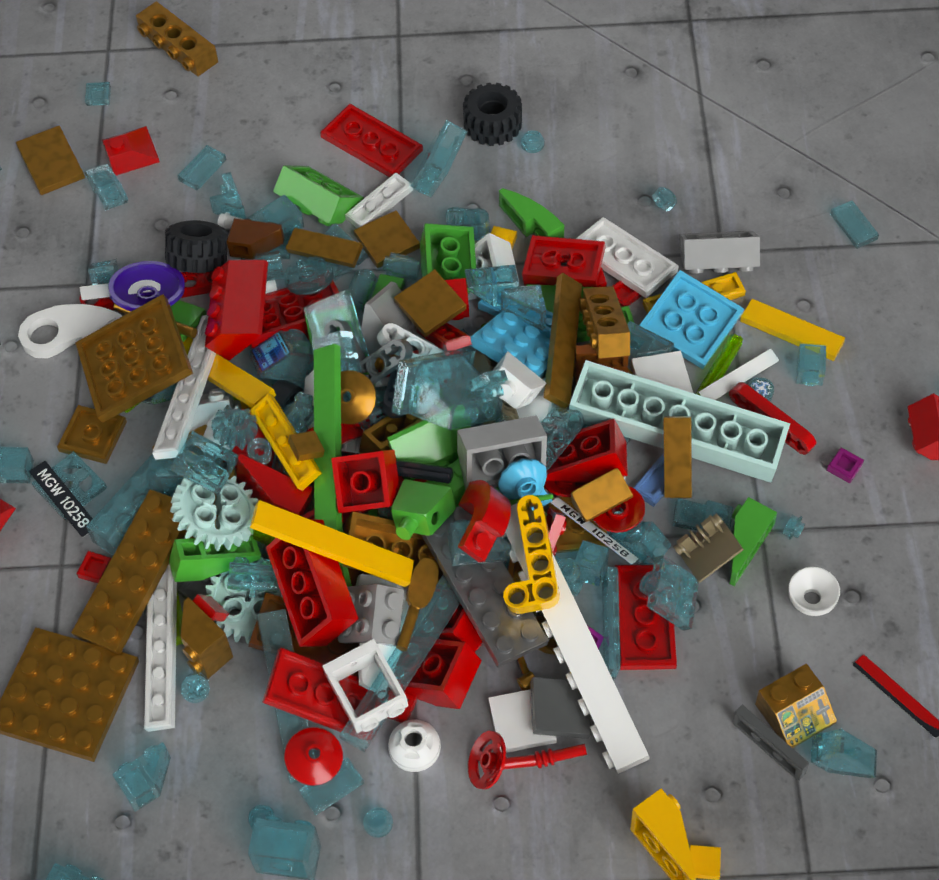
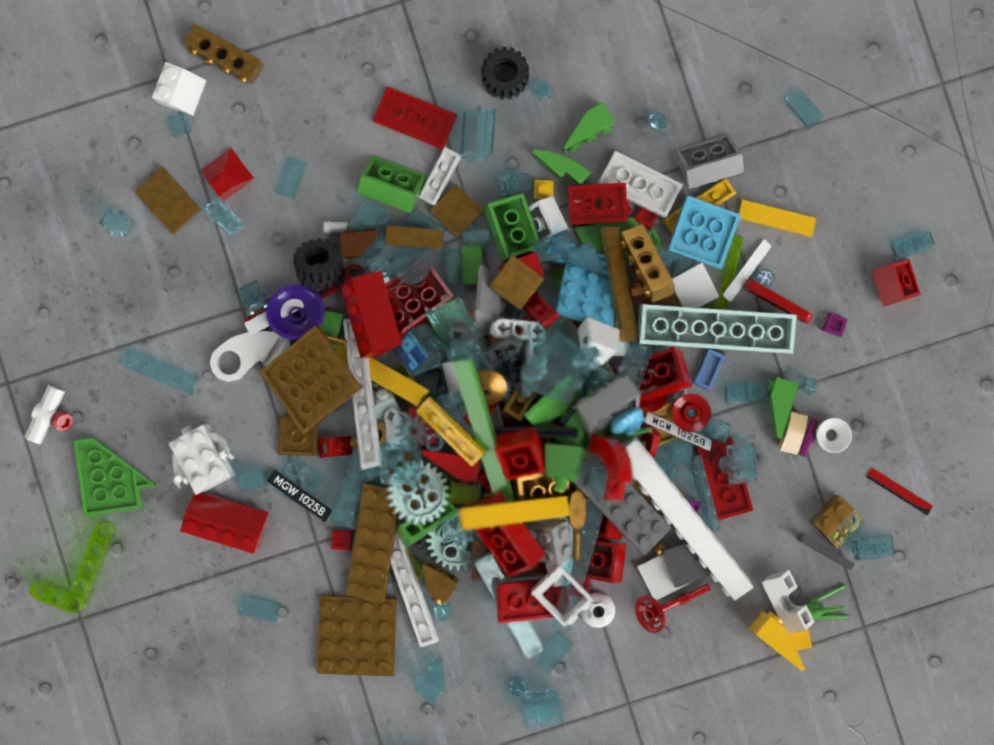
camera: 20 degrees left, 30 degrees up
(111, 58) = (178, 89): none -> white slope
(132, 450) = (335, 446): none -> red bracket
(211, 607) = (437, 561): red tile -> none
(229, 199) = (328, 210): clear light blue slope -> none
(306, 446) = (470, 438): pearl gold tile -> none
(310, 770) = (531, 634): red dish -> none
(378, 822) = (591, 668): clear light blue plate -> none
(534, 553) = (652, 481): yellow beam -> none
(581, 184) = (593, 123): none -> bright green slope
(601, 495) = (679, 409): pearl gold slope -> none
(677, 457) = (723, 360): pearl gold tile -> none
(687, 774) = (778, 588): none -> white arch
(708, 548) = (758, 422): dark tan hinge -> none
(739, 821) = (818, 611): none -> bright green plant
(757, 577) = (793, 433): none -> tan slope
(777, 592) = (808, 437): none -> magenta bar
(811, 364) = (797, 249): clear light blue brick -> none

